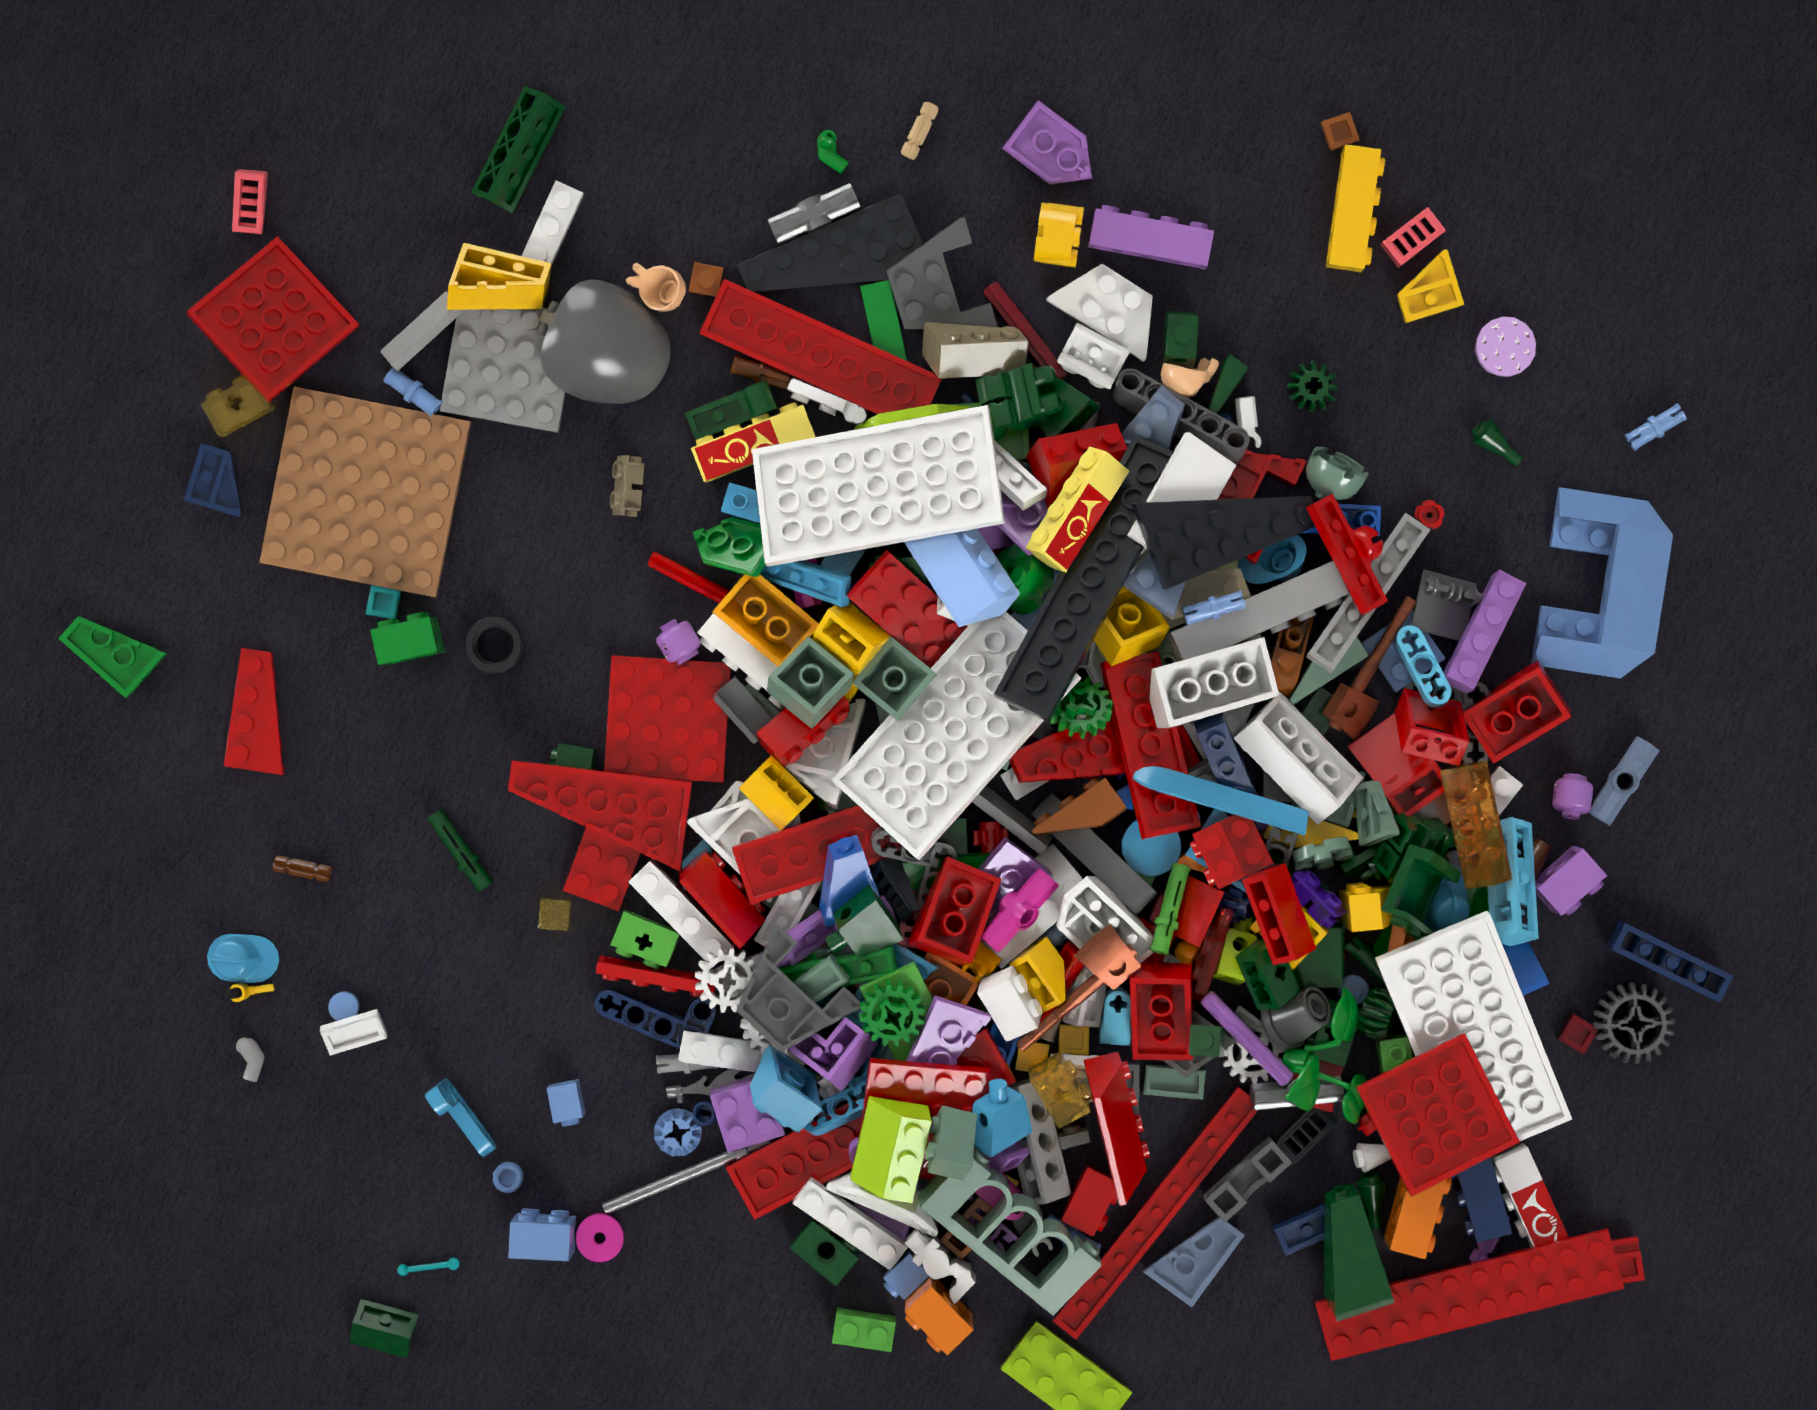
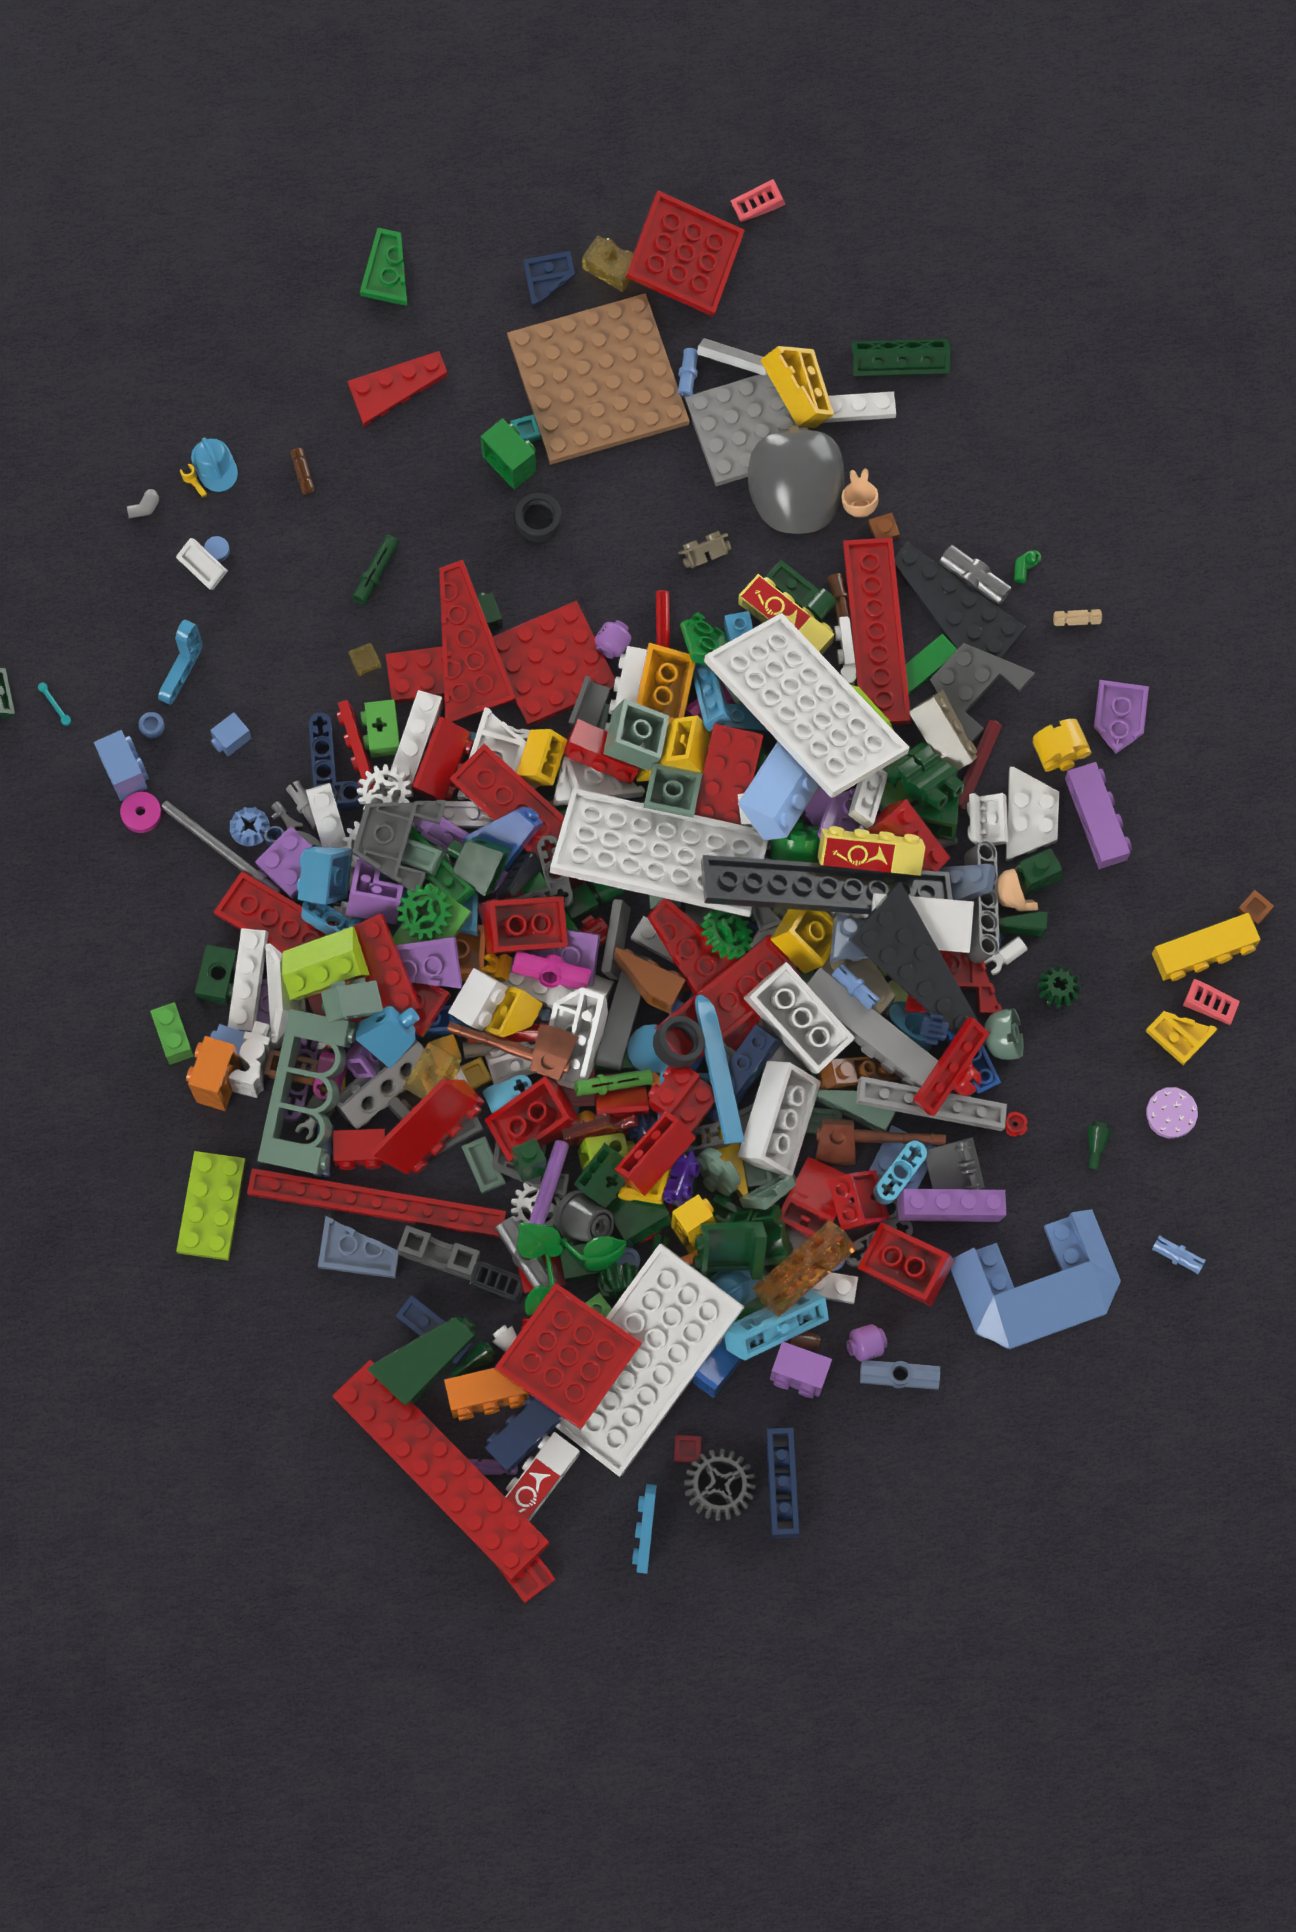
camera: 60 degrees right, 15 degrees down
(1181, 804) = (665, 1053): none -> black tyre
(1297, 549) = (933, 1028): none -> dark blue gear
(1640, 1124) = (644, 1529): none -> dark azure wing

